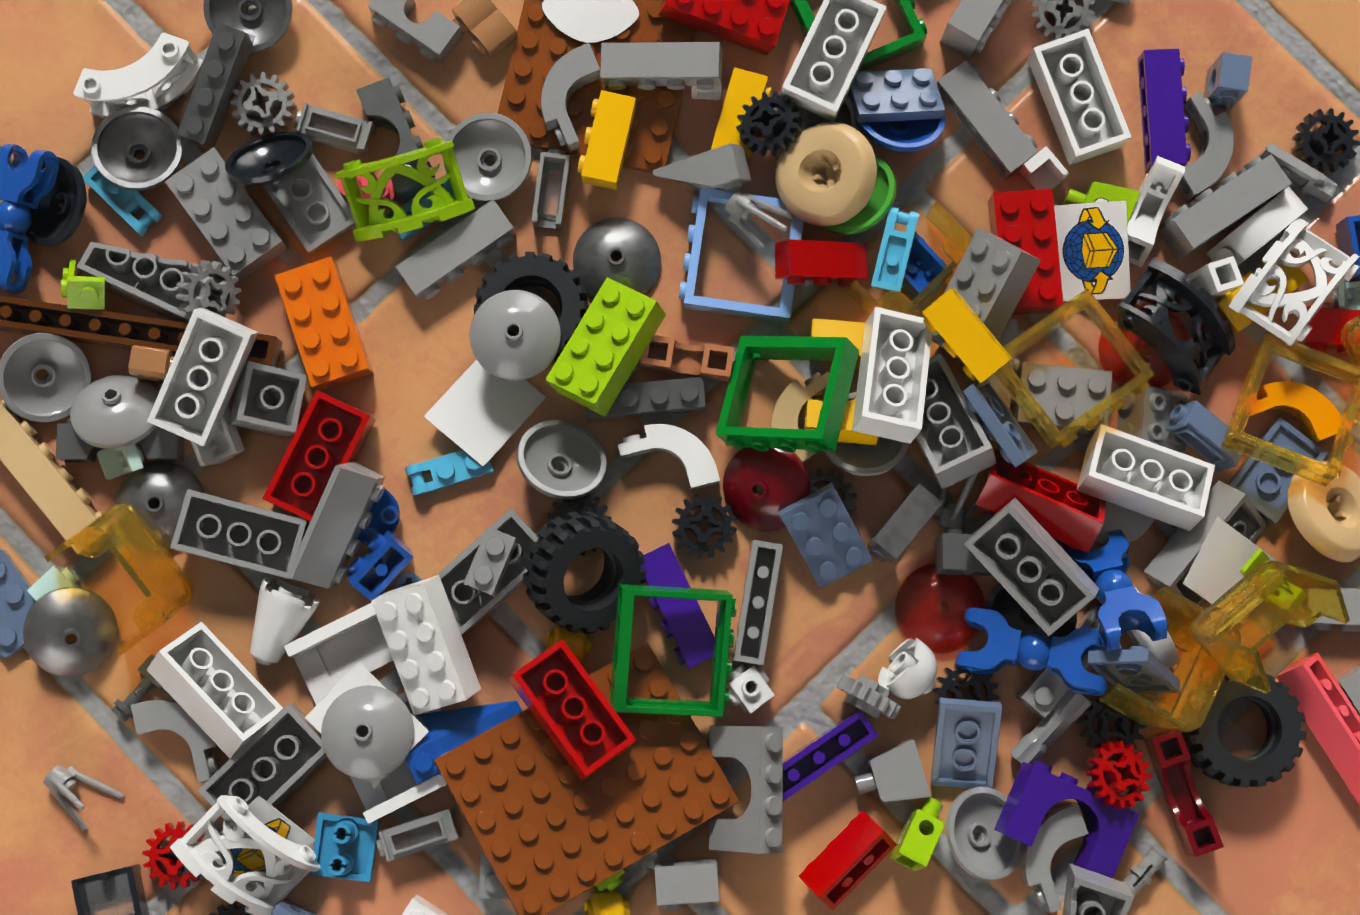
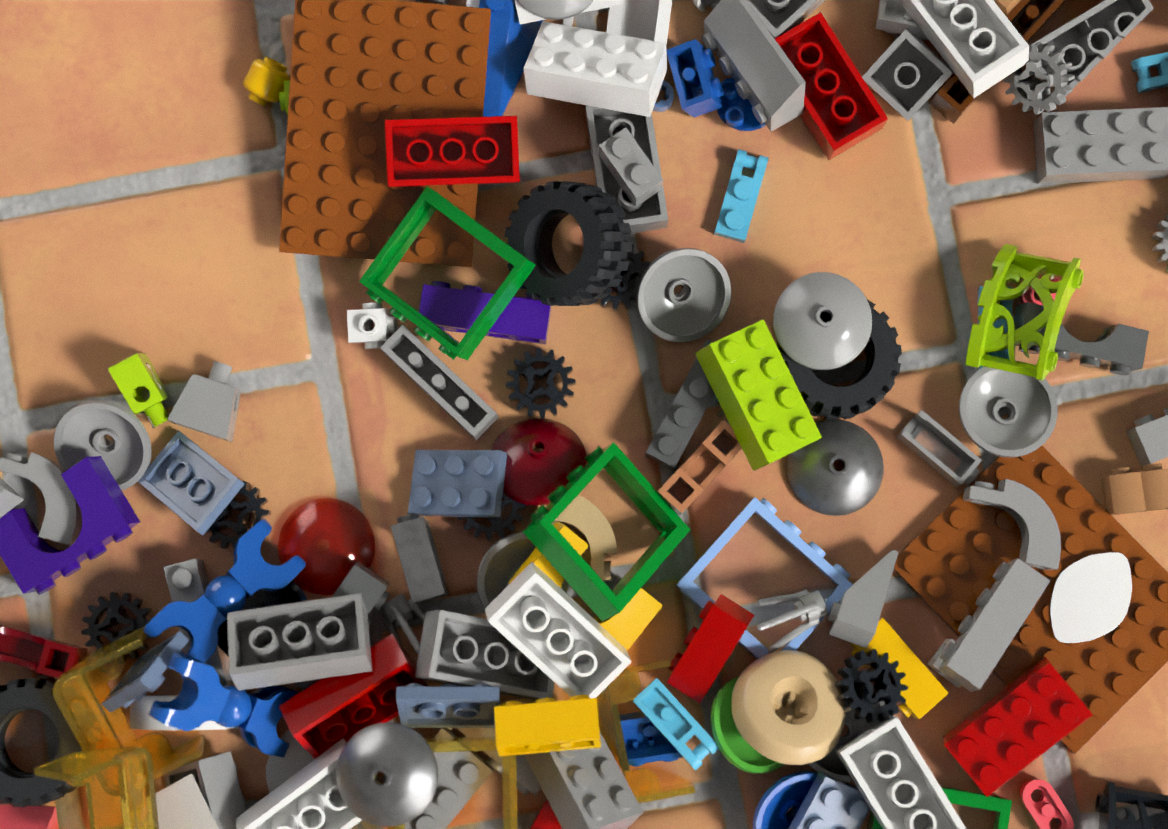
camera: 125 degrees right, 0 degrees up
(269, 159) = (1131, 210): black dish -> none
(312, 206) = (1070, 226): light grey plate -> none
(323, 324) = (946, 167): orange brick -> none
(335, 129) = (1124, 290): light grey window -> none
(456, 250) = (938, 327): light grey brick -> none
(483, 411) = (771, 254): white sticker -> none
(577, 642) = (510, 193): yellow head -> none
(607, 139) = (953, 528): yellow brick -> none
(681, 444) = (617, 415): white arch -> none
(686, 883) = (241, 160): light grey brick -> none
(762, 823) = (308, 293): light grey arch -> none
(826, 752) = (269, 345): dark purple brick -> none
(847, 860) = (164, 311): red brick -> none
(868, 696) = (289, 423): light grey gear -> none
(911, 670) = (287, 476): white cylinder -> none
(1046, 732) = (149, 548): light grey axle -> none
(1064, 433) = (408, 768): none -> flat silver dish
(1116, 775) = (64, 583): red gear -> none

